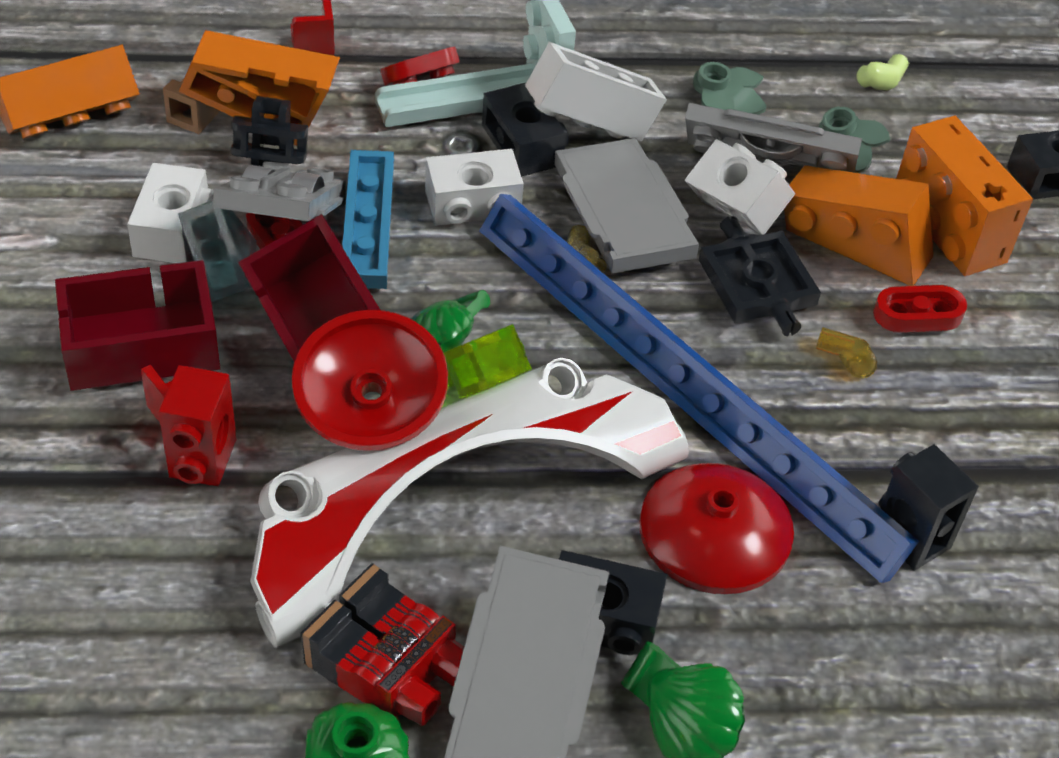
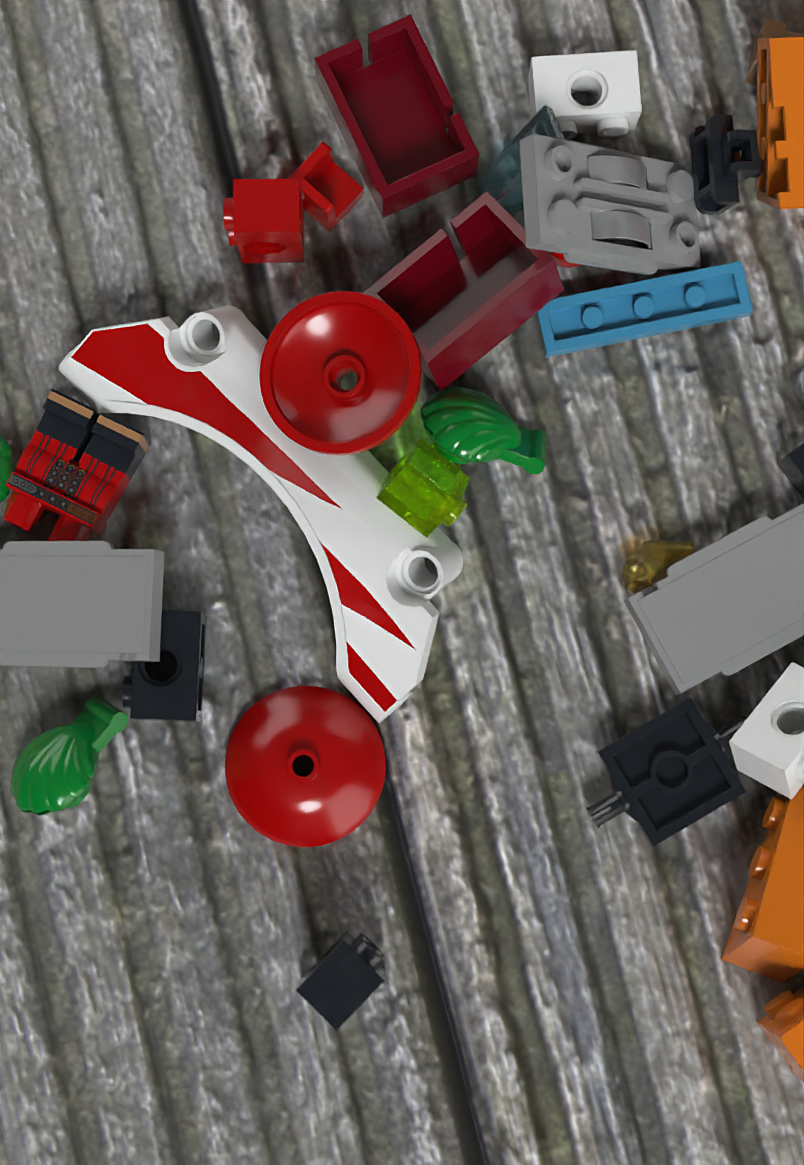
camera: 80 degrees right, 35 degrees up
(468, 184) = (725, 386): white brick -> none
(702, 391) = (484, 705): blue plate -> none
(851, 350) = (582, 892): clear yellow arm -> none
(920, 308) = (668, 965): red plate -> none

